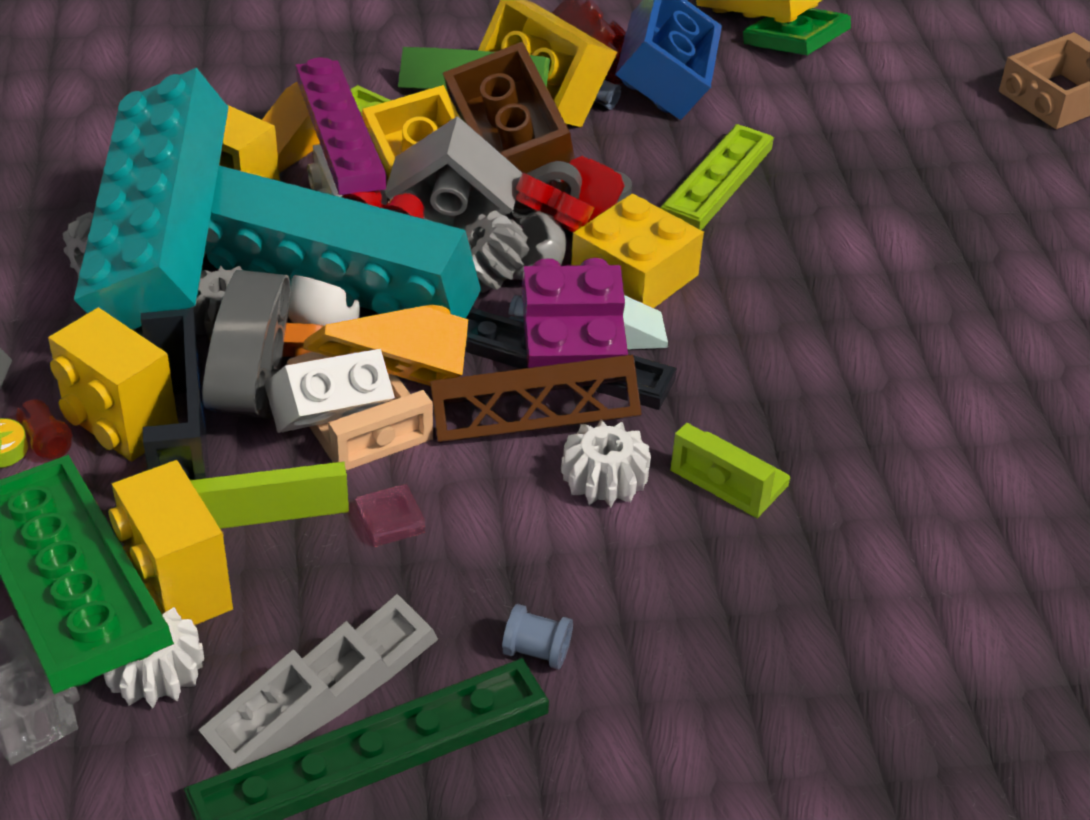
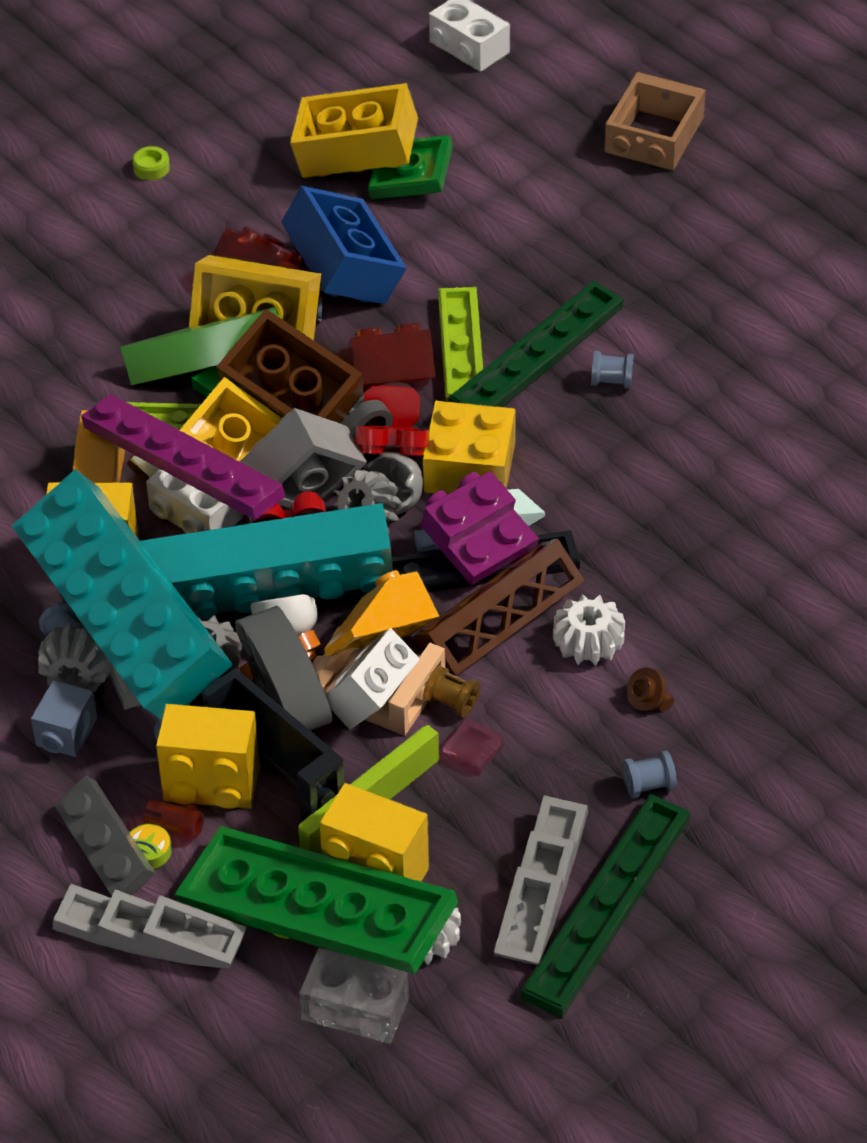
camera: 30 degrees left, 5 degrees up
(43, 297) = (64, 718): none -> sand blue brick
(414, 451) = (452, 691): none -> pearl gold bush
(617, 554) = (648, 690): none -> reddish brown plate
(641, 150) = (392, 356): none -> clear red slope
(726, 470) = (668, 592): lime panel -> none
(790, 206) = (540, 348): none -> dark green tile
(845, 252) = (612, 369): none -> sand blue bush

